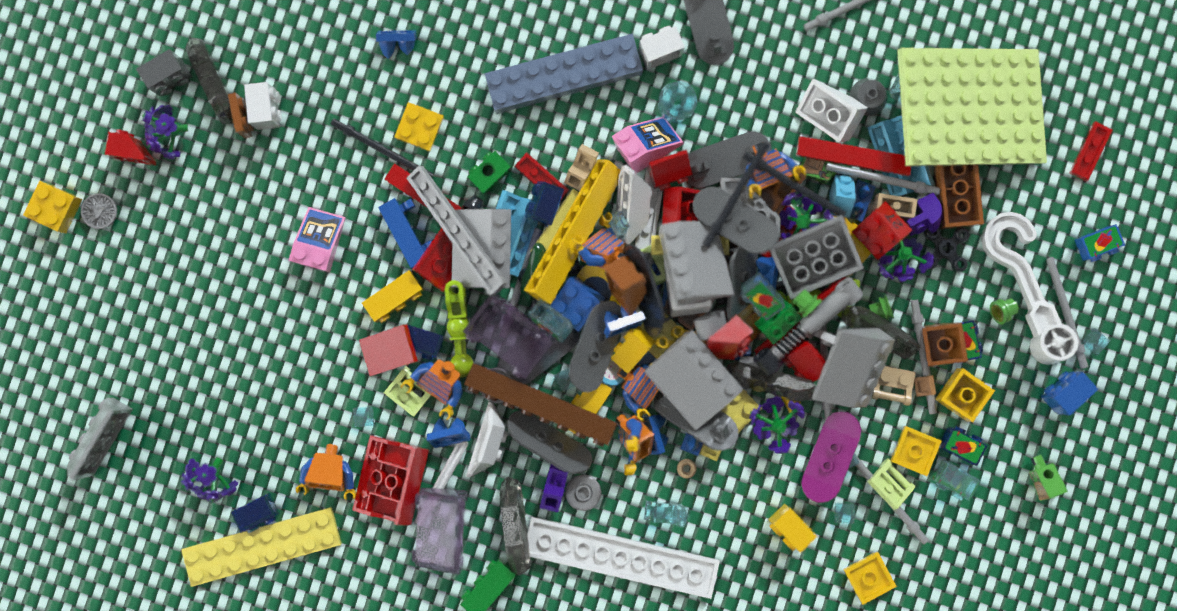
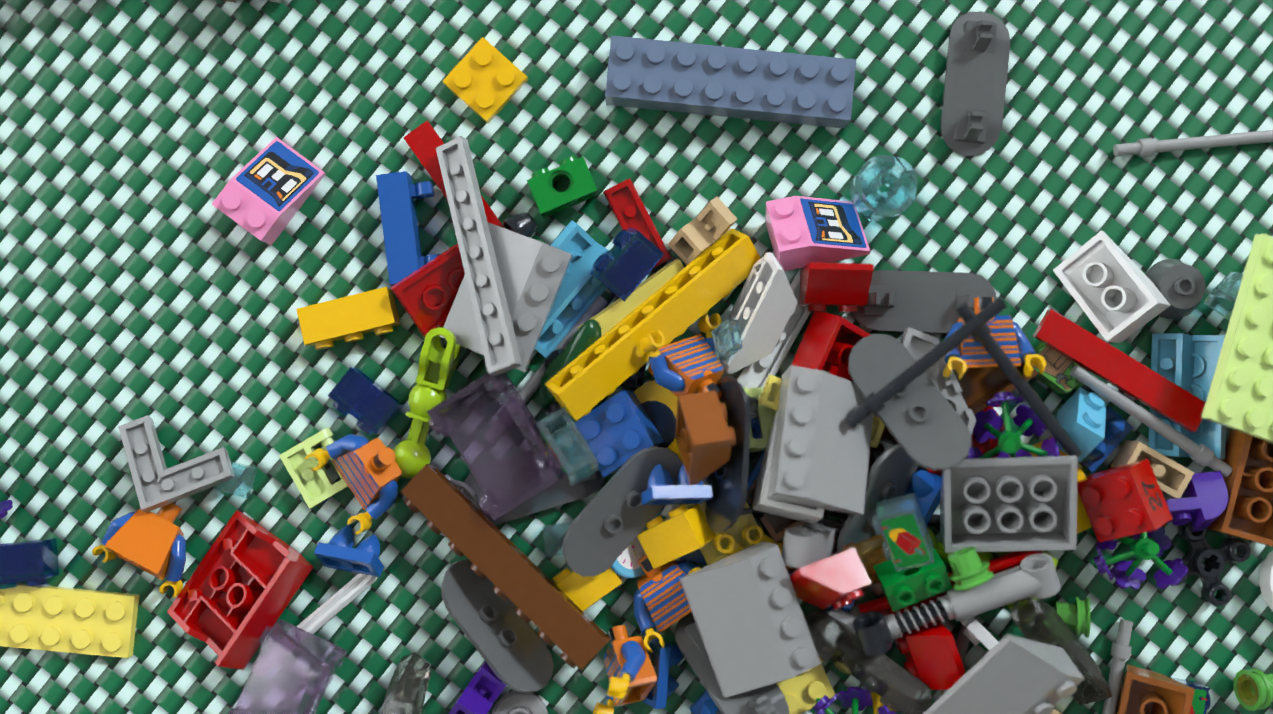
camera: 25 degrees right, 0 degrees up
(323, 435) = (161, 486): none -> light grey plate
(349, 131) = (381, 48): black bar -> none
(388, 350) = (309, 395): tile -> none
(488, 443) = (406, 590): white wedge -> none
(661, 47) = (891, 96): white brick -> none

